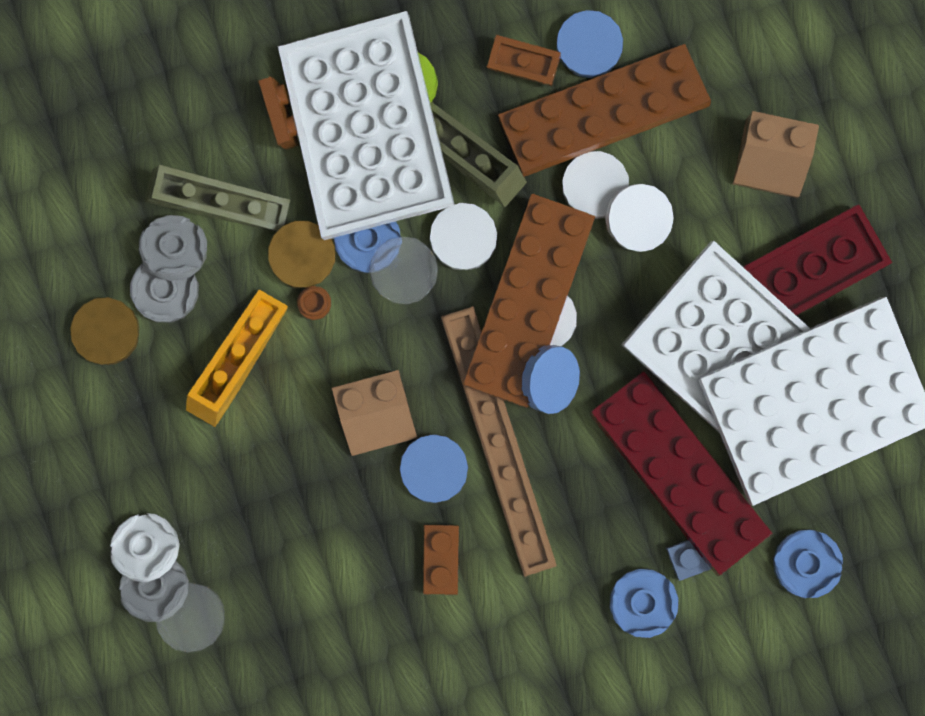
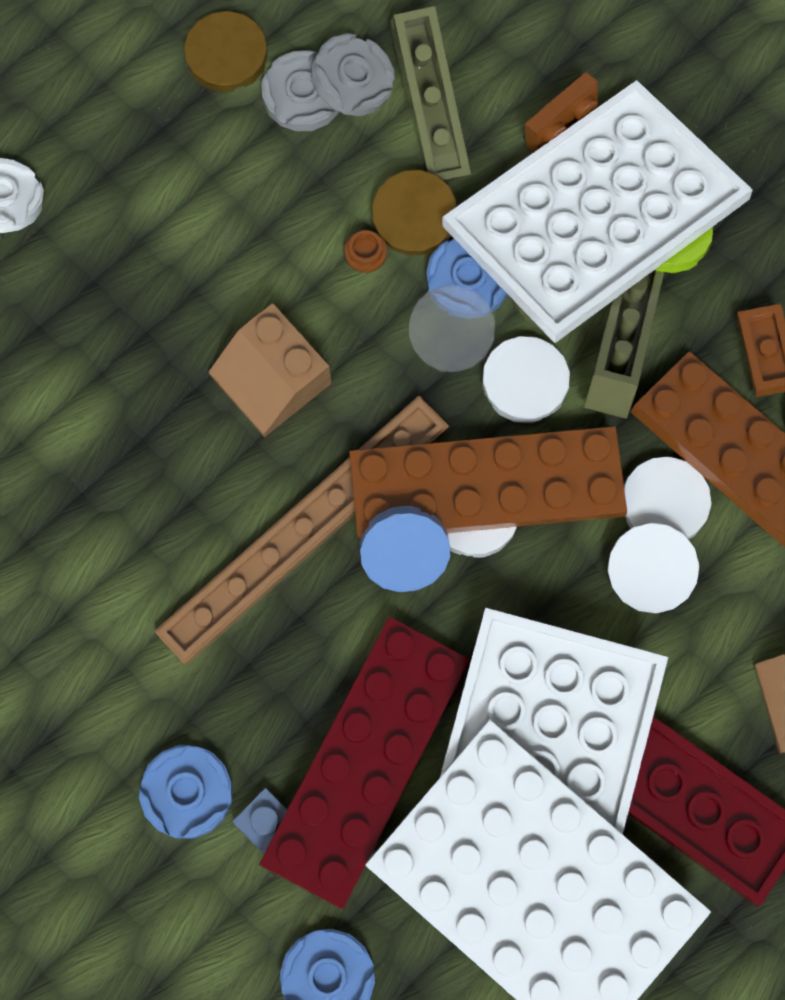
camera: 65 degrees right, 10 degrees down
(235, 359) = (252, 192): light orange slope -> none
(434, 468) = (236, 470): medium blue tile -> none
(441, 559) = (131, 527): dark orange plate -> none

